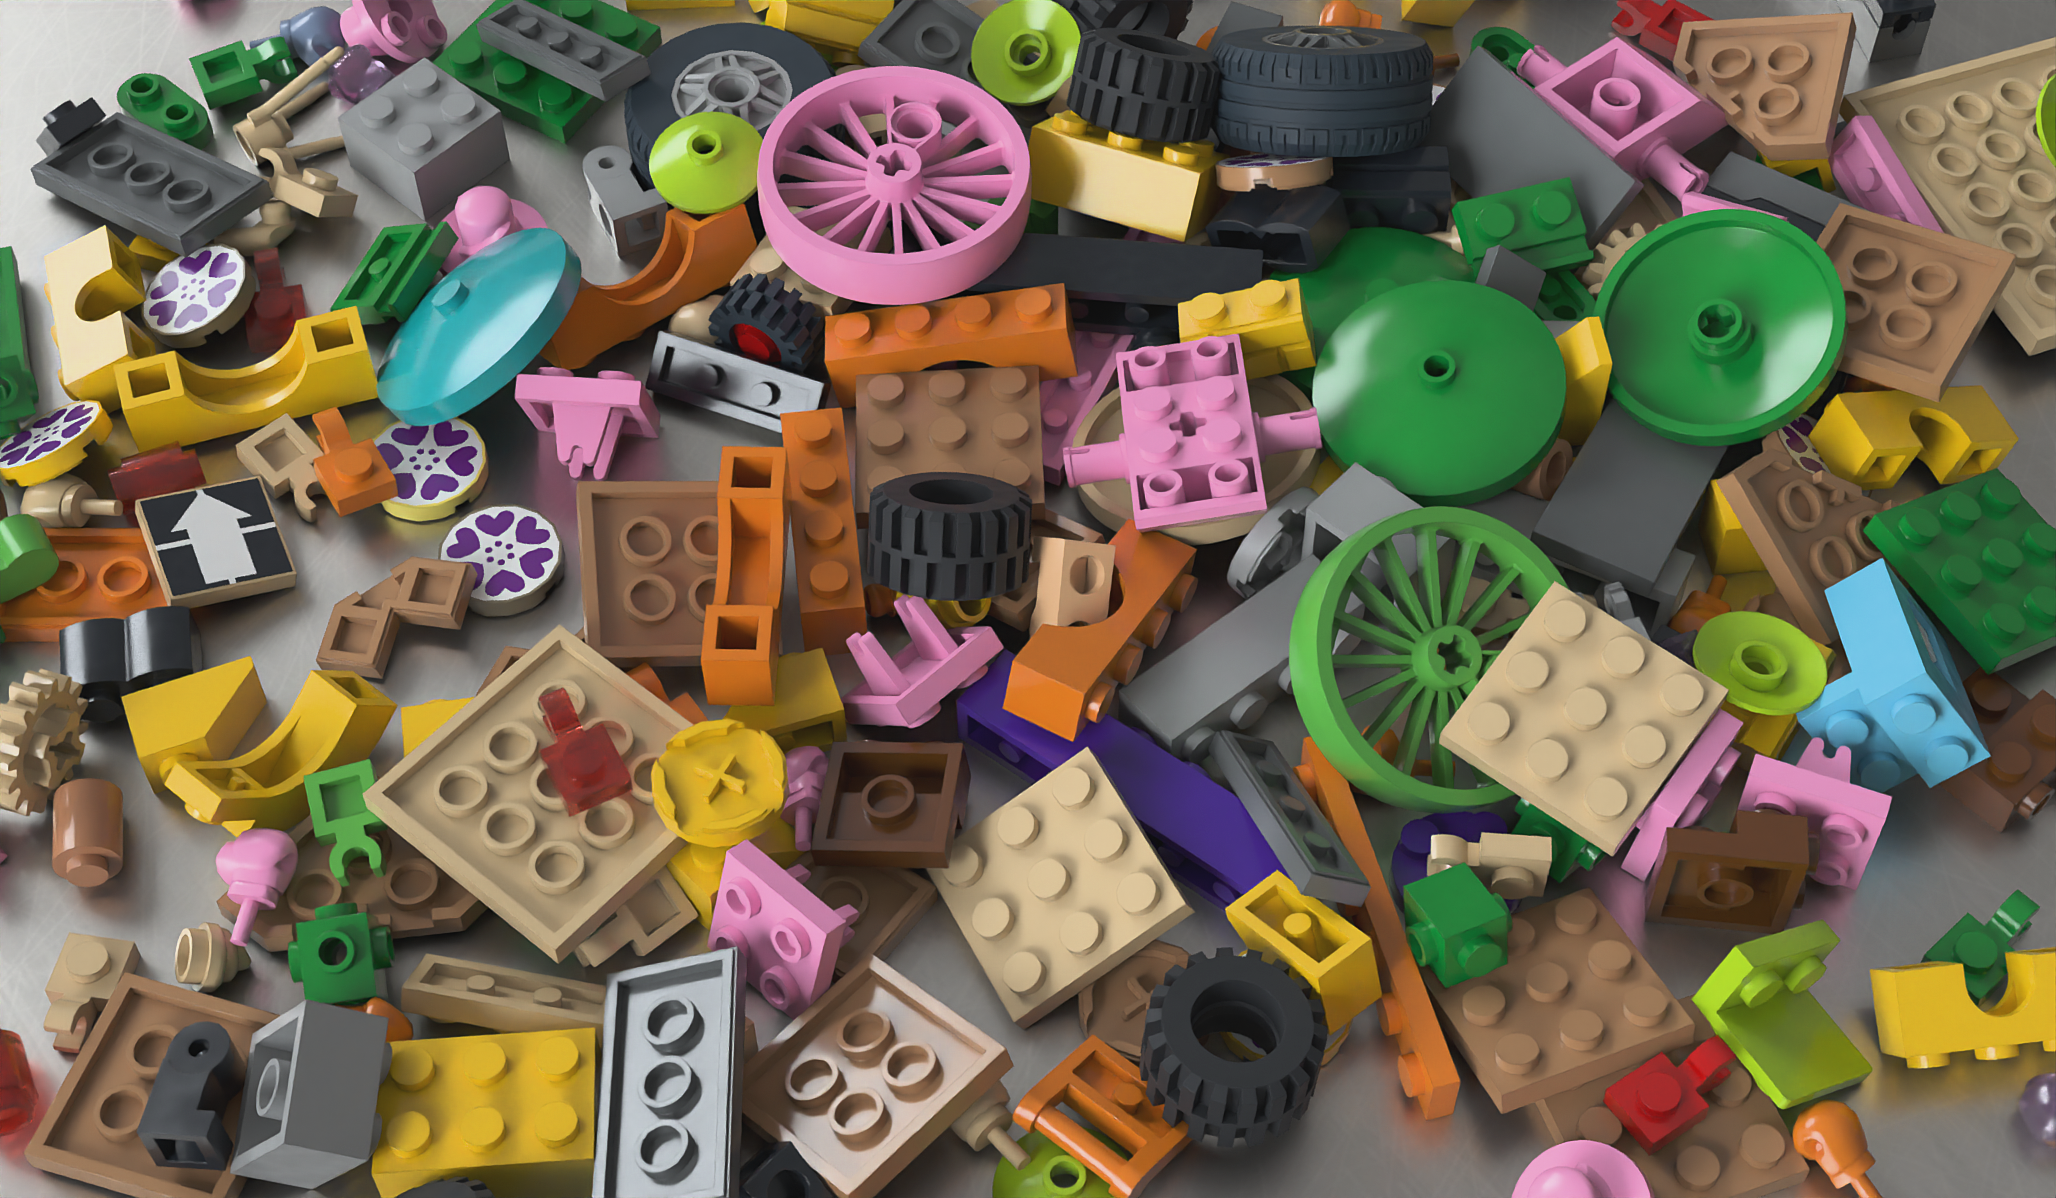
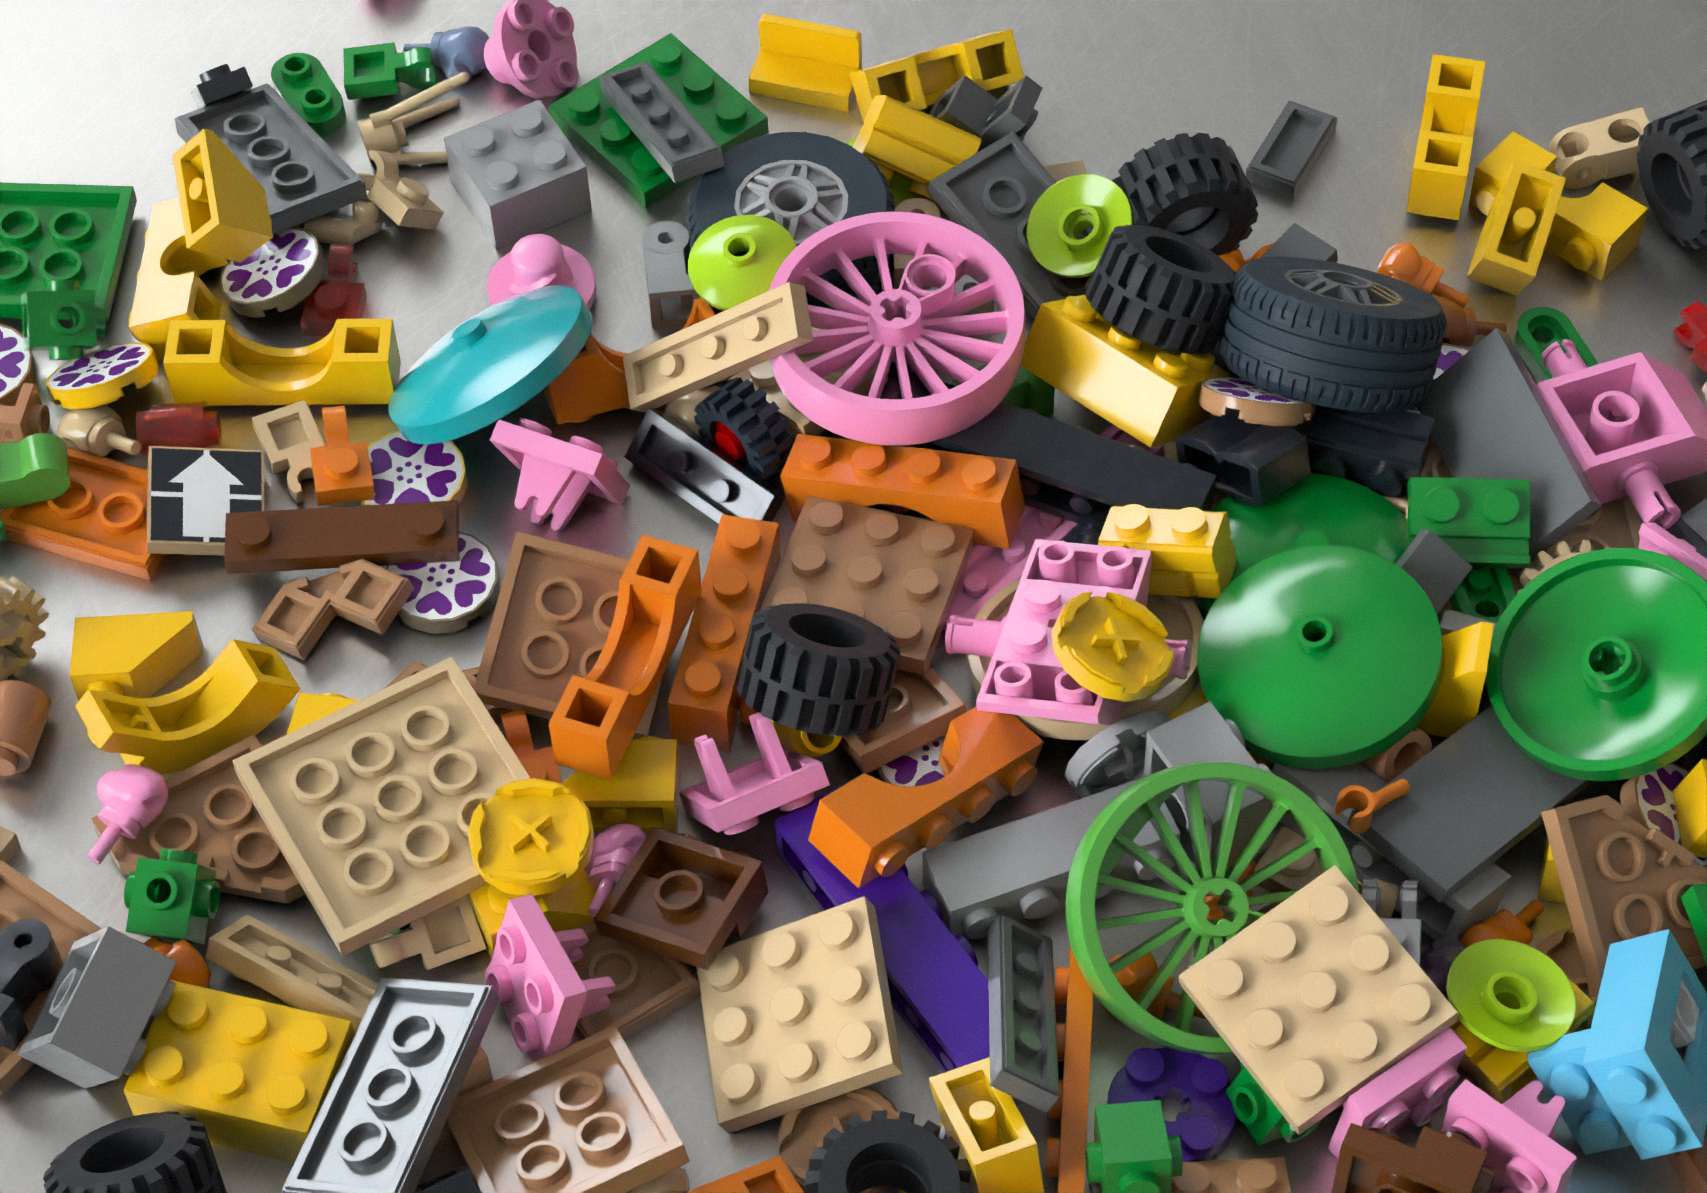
camera: 20 degrees right, 0 degrees up
(123, 230) = (220, 200): none -> yellow slope
(128, 656) = (98, 582): black brick -> none
(208, 957) = (68, 866): tan plate -> none
(343, 818) = (214, 776): bright green plate -> none
(357, 75) = (482, 98): clear purple piece -> none
(379, 540) = (341, 535): none -> reddish brown plate
(396, 271) = (445, 294): green plate -> none
(580, 763) = (421, 785): clear red plate -> none
(723, 246) = (718, 347): none -> tan plate
(1071, 582) = (914, 741): light nougat leg -> none
(1252, 429) = (1112, 646): none -> yellow tile
(1503, 862) = (1197, 1110): tan plate -> none
(1548, 516) = (1367, 802): none -> orange hand

